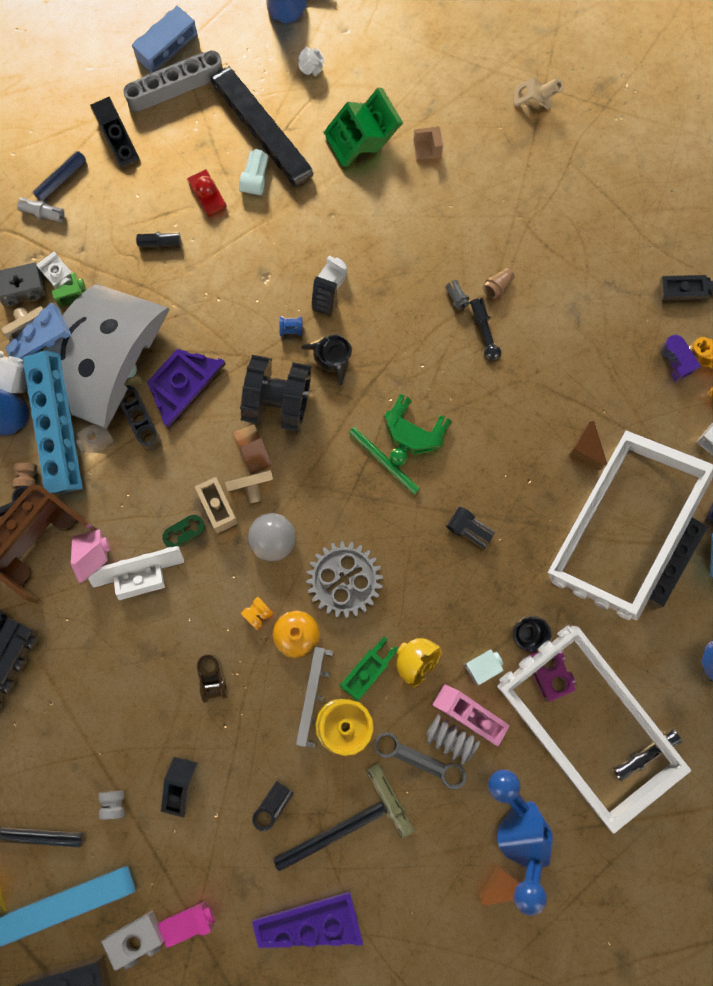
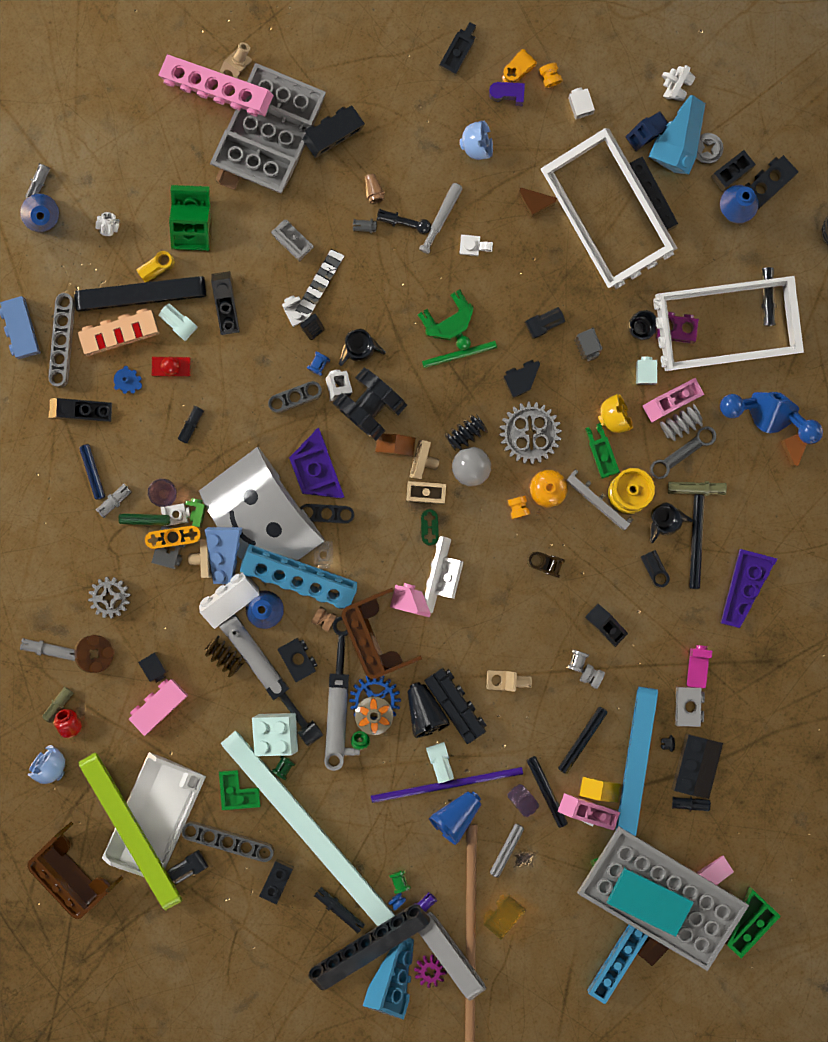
camera: 60 degrees left, 10 degrees up
(27, 286) = (168, 544): none -> light orange beam
(34, 244) = (144, 519): none -> dark green axle
(57, 713) = (509, 681): none -> tan bracket
(73, 248) = (162, 492): none -> hair
(79, 941) = (669, 743): none -> black piece
(120, 778) = (578, 661): none -> light grey bush
(169, 160) = (127, 380): none -> blue piece
(211, 126) = (119, 332): none -> light nougat brick
(238, 313) = (285, 397): none -> dark grey beam
(288, 352) = (340, 378): none -> white brick
(298, 125) = (154, 268): none -> yellow piece
(300, 205) = (225, 302): none -> black slope
(306, 512) = (465, 433): none -> black piece
(333, 787) = (666, 520): none -> black piece
(374, 283) = (319, 283): none -> sticker
(395, 538) = (521, 380): none -> black slope
(400, 234) = (292, 240): none -> light grey hinge
(475, 585) = (588, 344): none -> dark grey brick
(495, 153) = (270, 145): none -> light grey slope
(503, 410) = (471, 245): none -> white plate
(505, 81) = (174, 67): none -> bright pink brick
(520, 363) = (442, 215): none -> light grey piece
(531, 211) = (333, 130): none -> black brick
(612, 352) = (476, 141): none -> light blue cylinder

